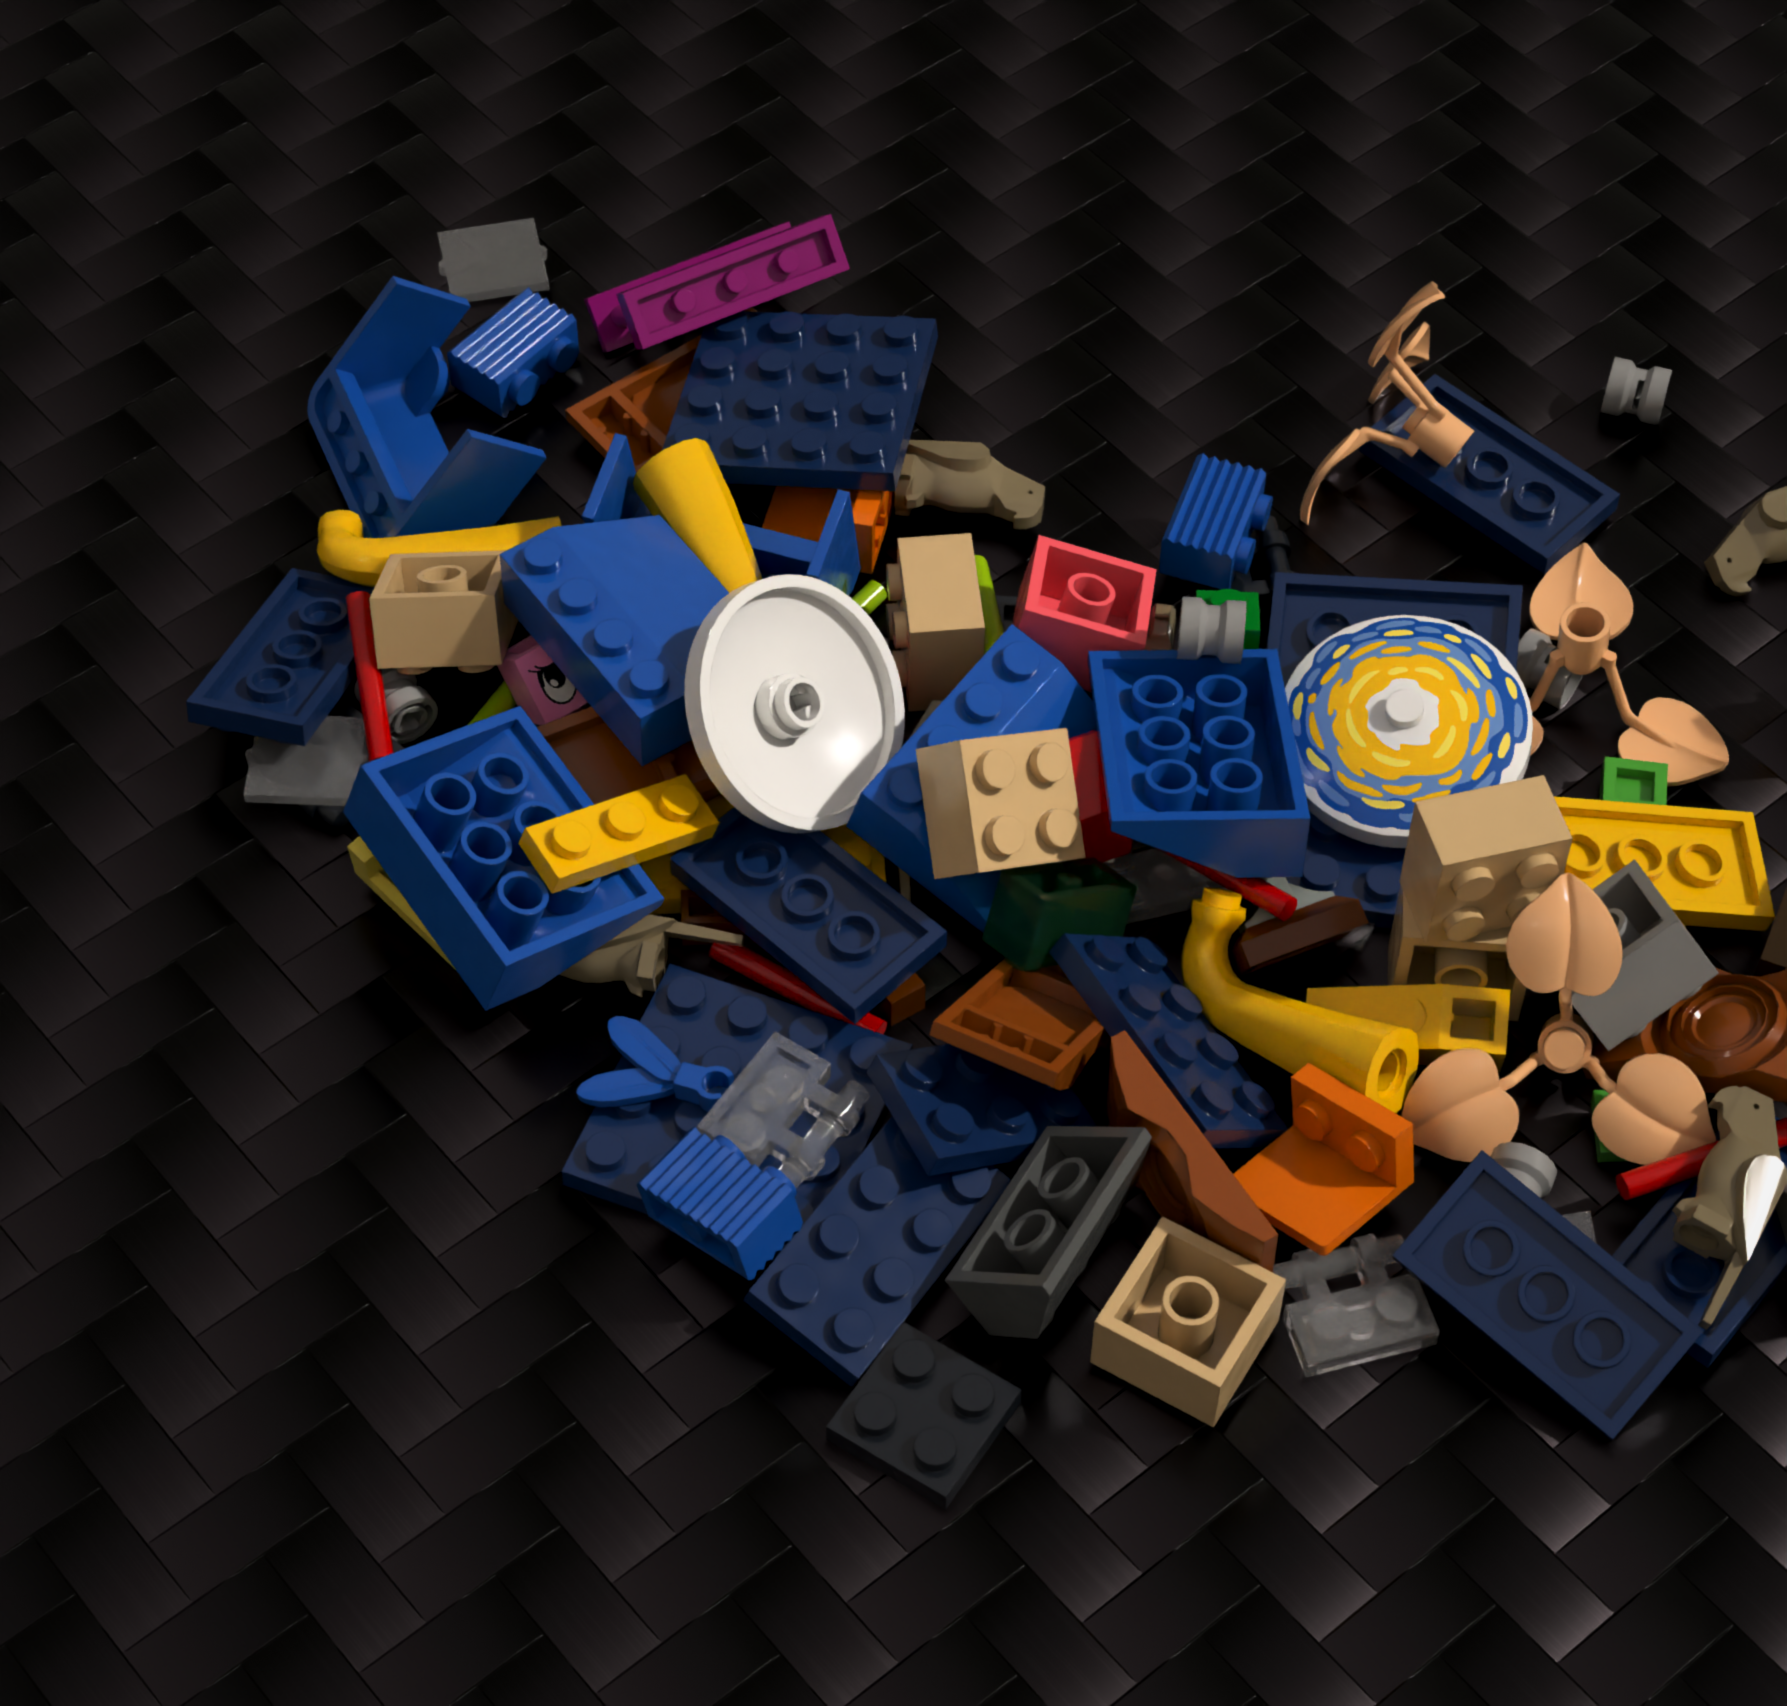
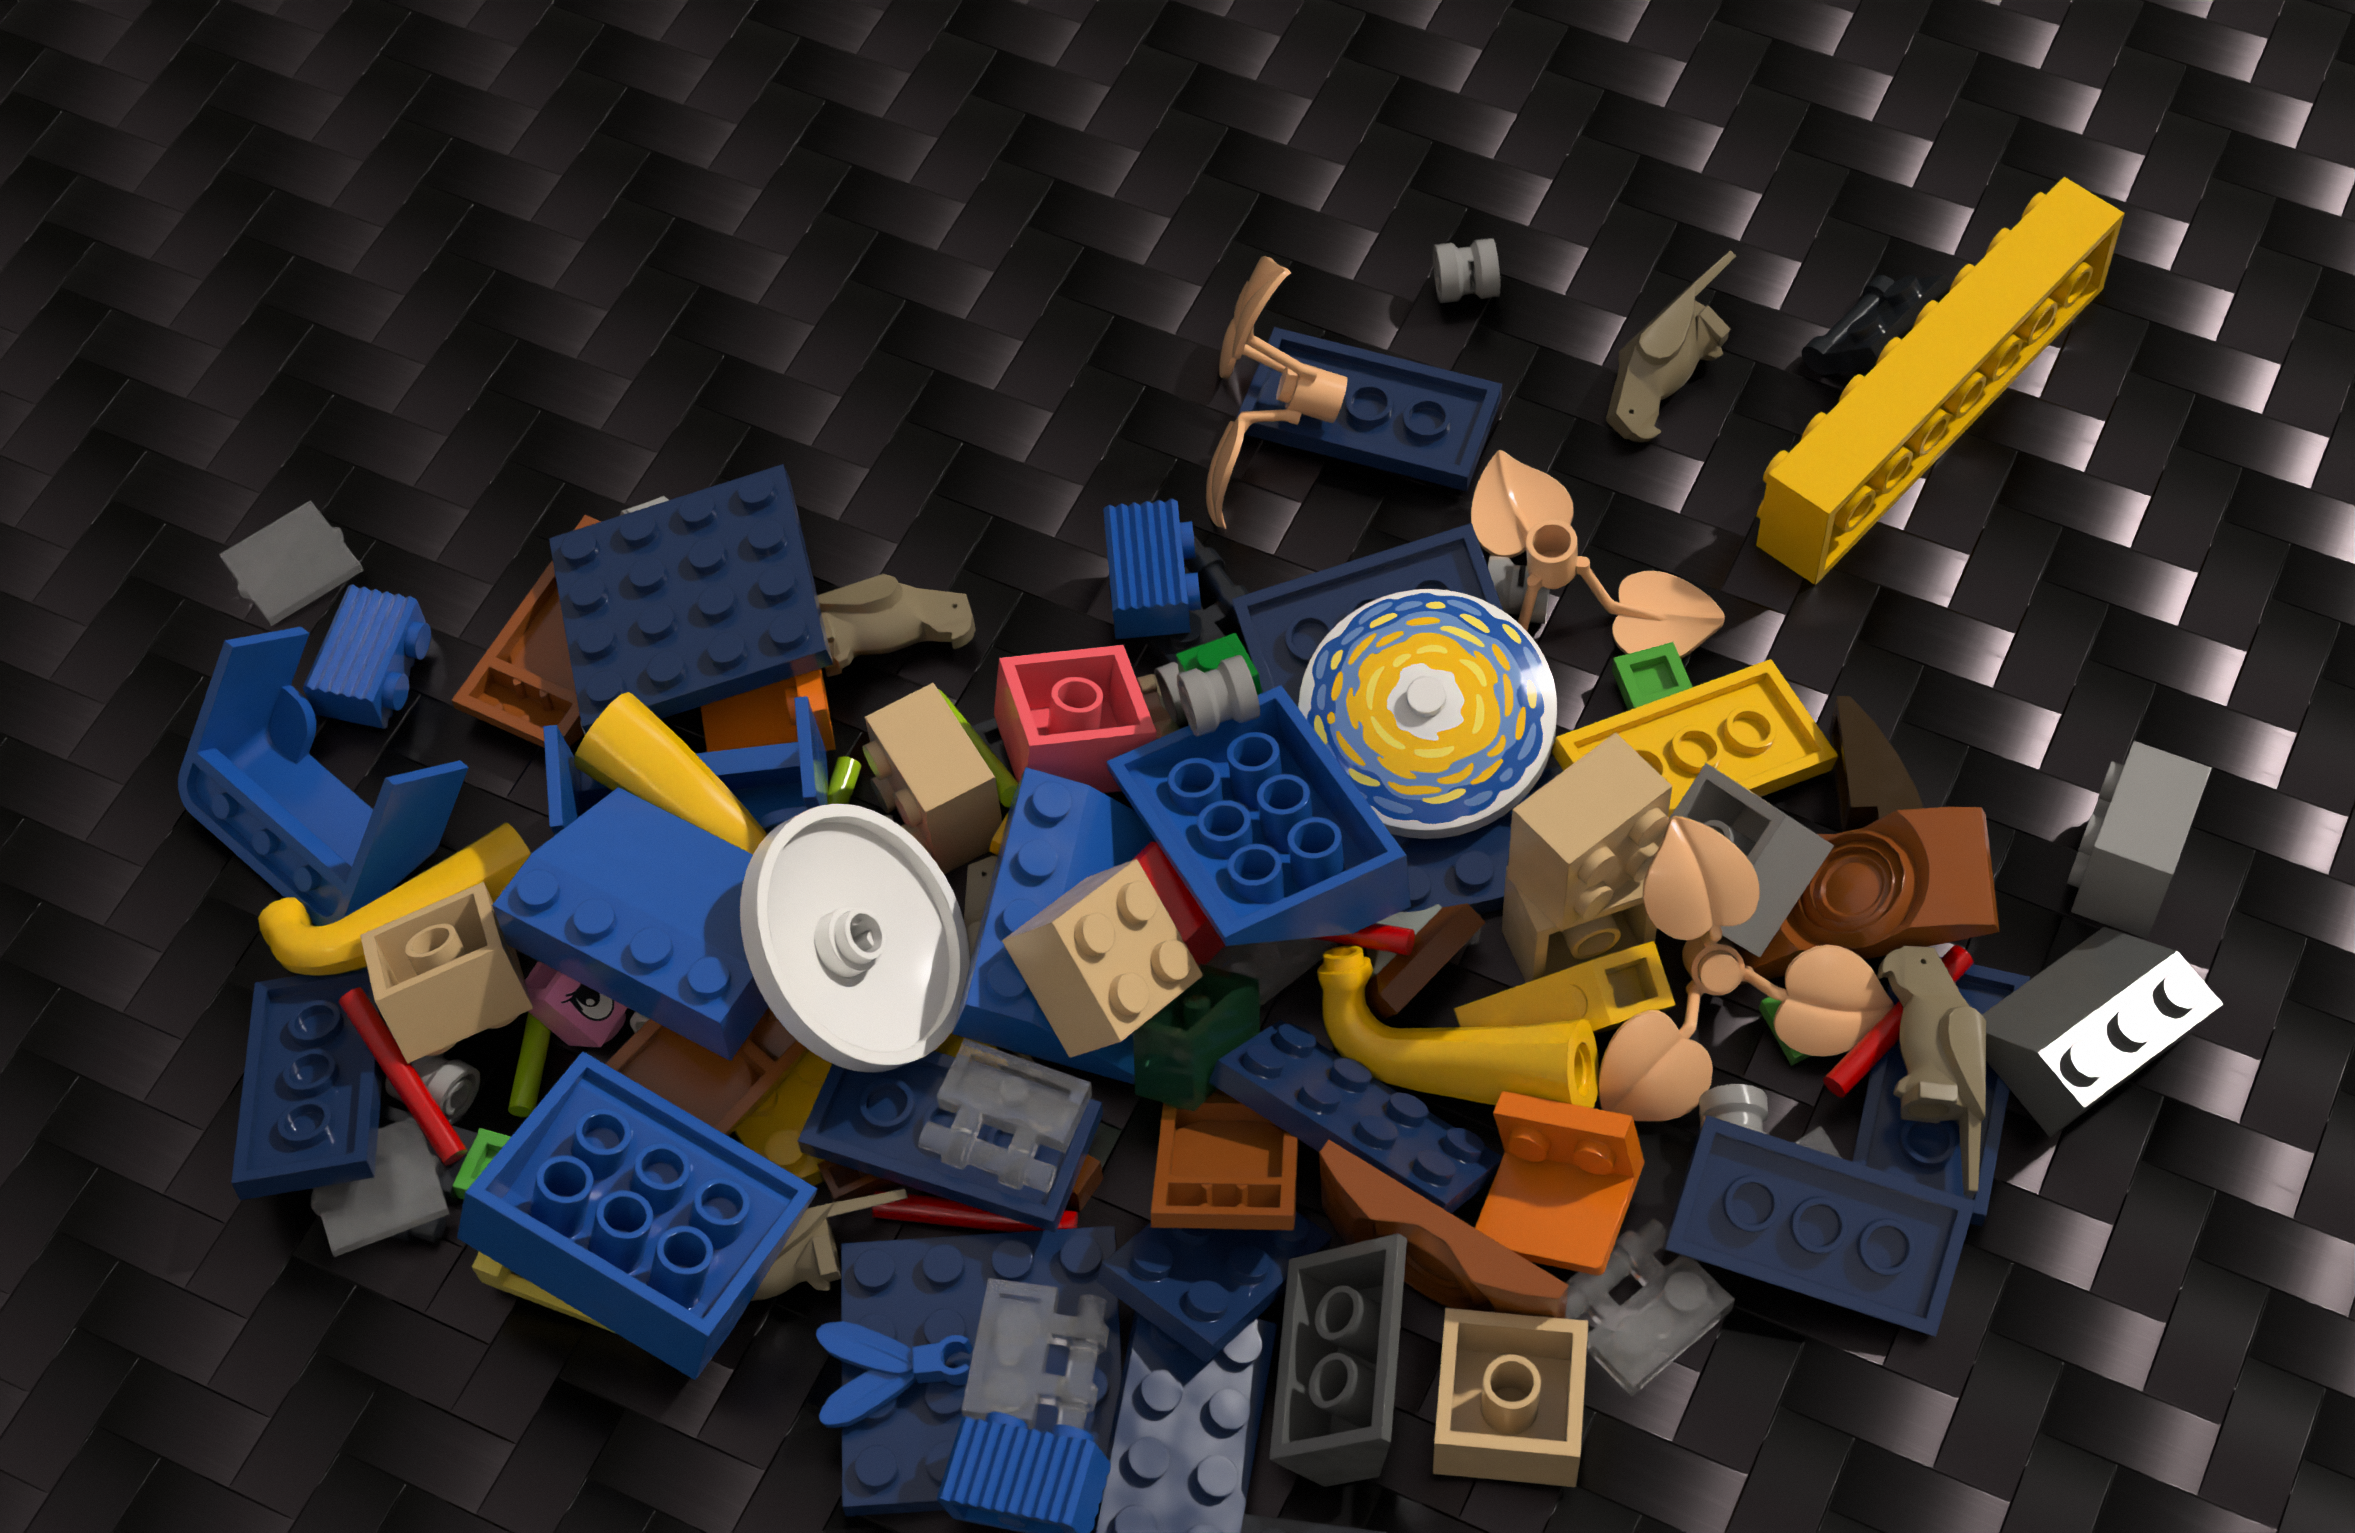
camera: 20 degrees left, 5 degrees up
(618, 833) = (743, 1144): yellow plate -> none
(717, 284) = (542, 509): magenta fence -> none
(868, 890) = (1011, 1096): none -> clear plate

